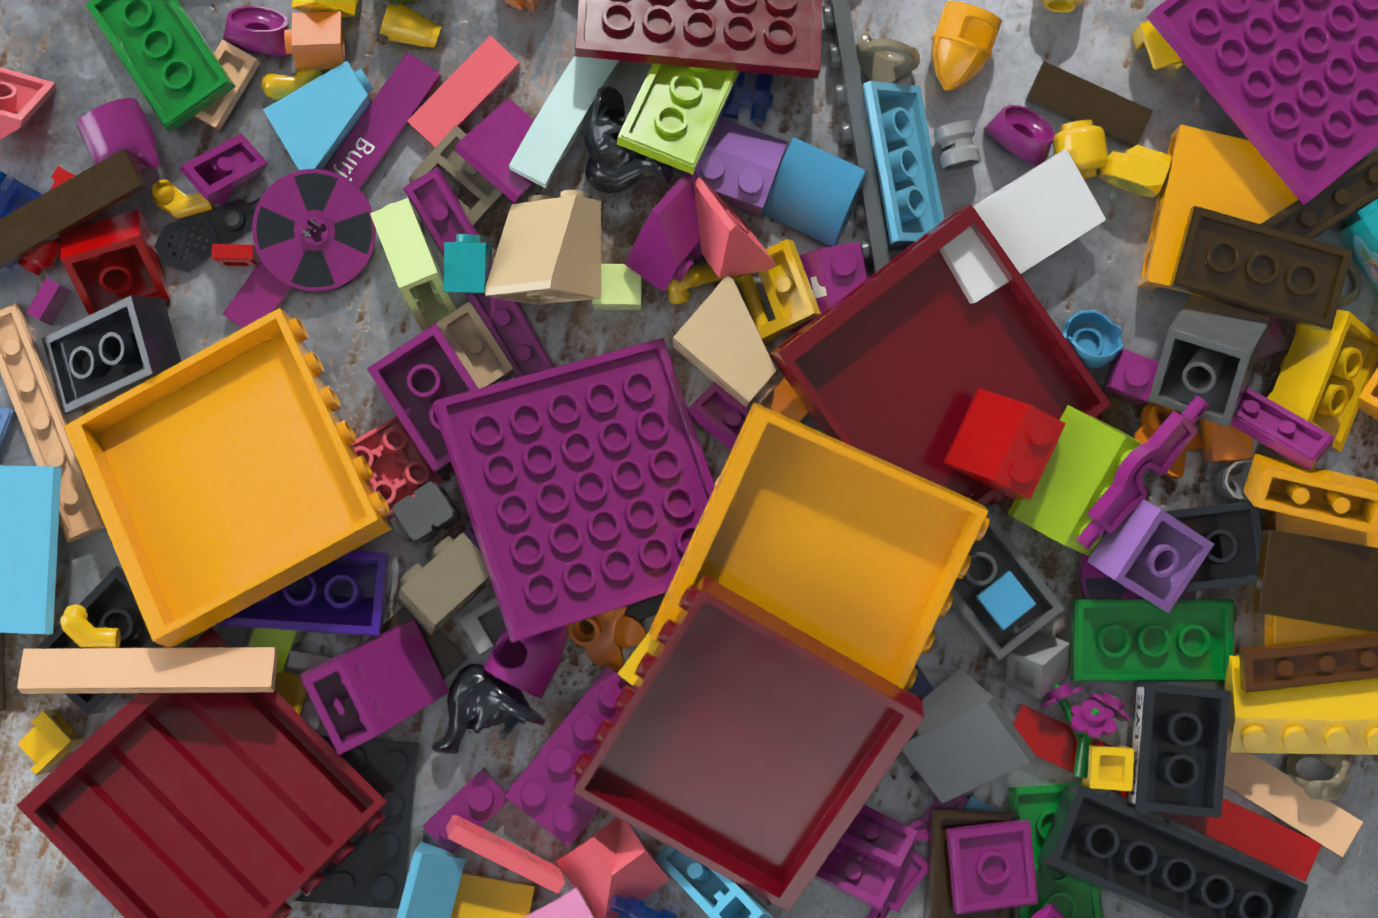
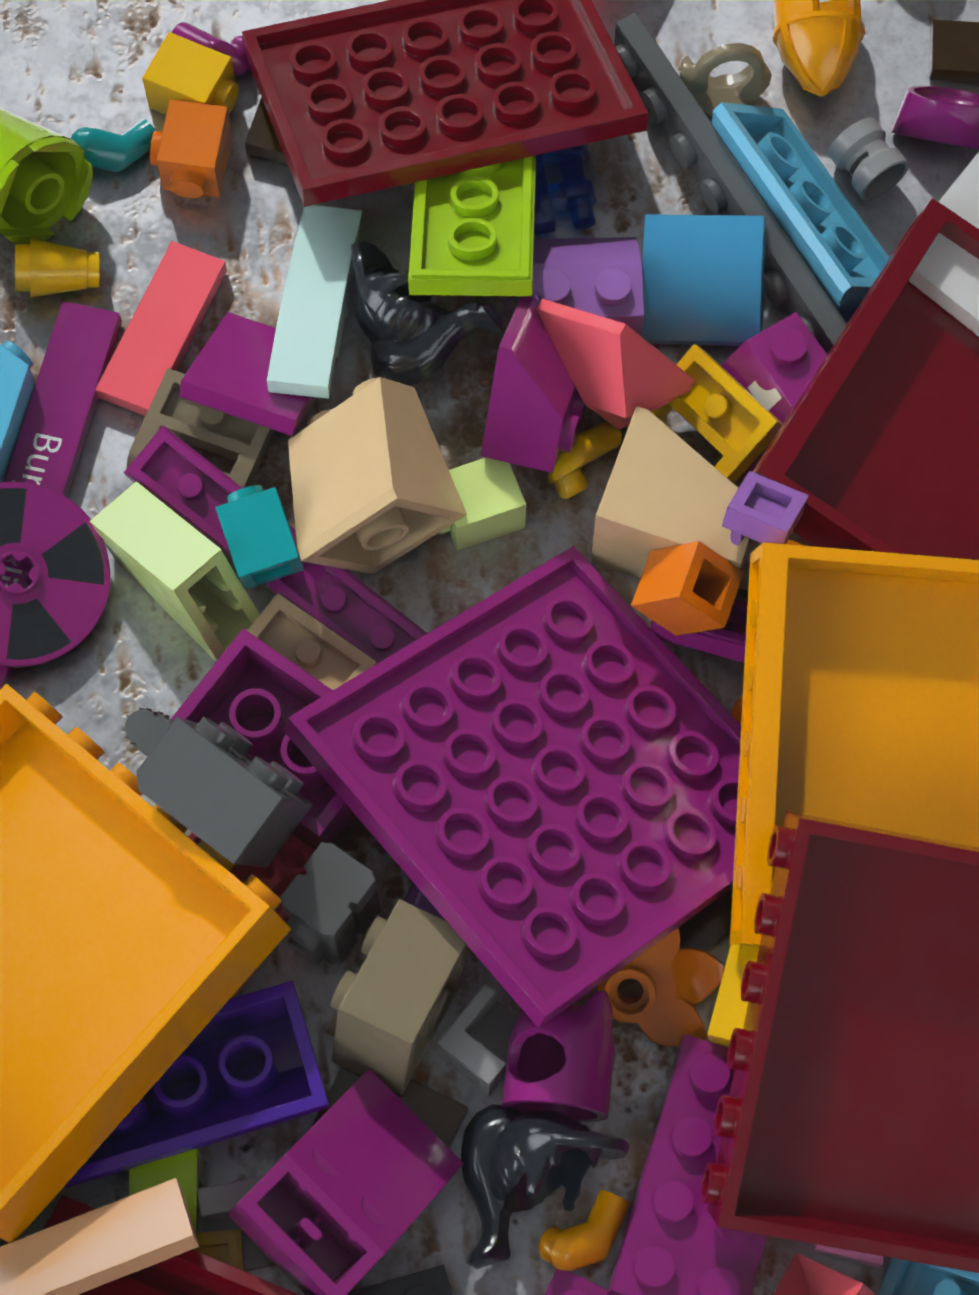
camera: 15 degrees left, 15 degrees down
(377, 425) = (215, 787): none -> dark grey hinge
(505, 762) = (585, 1242): none -> light orange arm
(713, 402) = (687, 588): none -> orange brick
(771, 380) = (763, 510): none -> medium lavender tile

